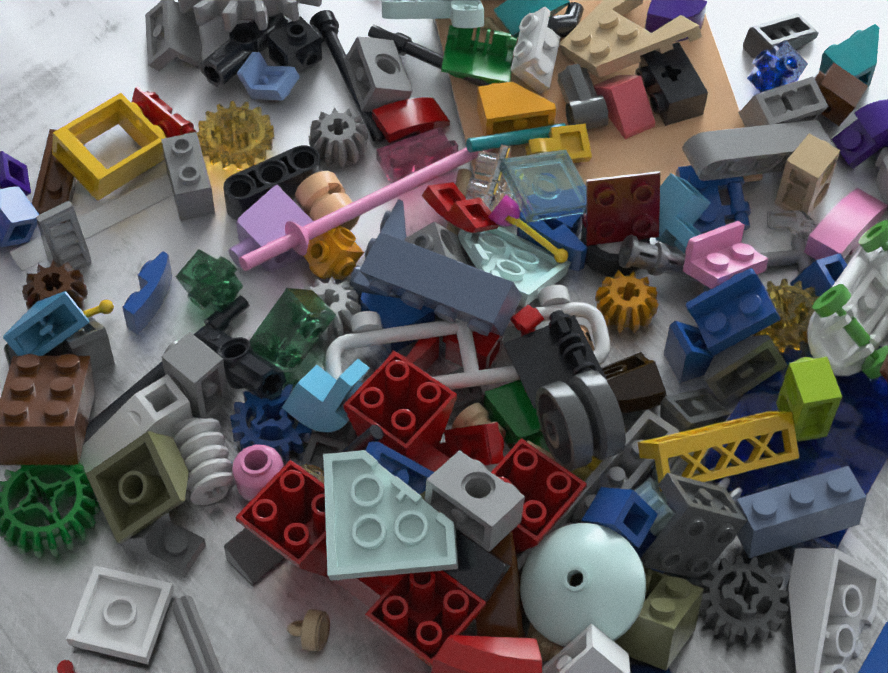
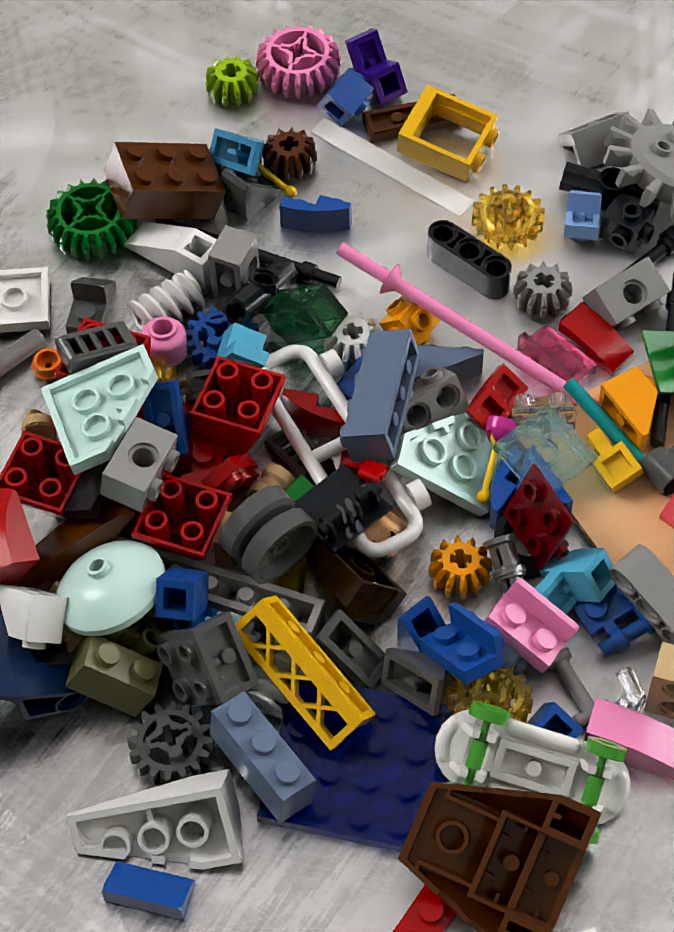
camera: 75 degrees right, 0 degrees up
(66, 240) = (334, 140): light grey slope -> none
(140, 484) = (120, 263): olive slope -> none
(161, 114) = (508, 151): red hinge -> none
(188, 176) = (444, 196): light grey brick -> none
(209, 281) = (329, 242): clear green brick -> none
(221, 593) = (42, 359): none -> orange plate
(265, 223) = (421, 267): lavender torso -> none
(298, 535) = (81, 340): none -> dark grey slope
(322, 195) = (465, 296): light nougat wheel -> none
(811, 396) = (384, 730): lime brick -> none

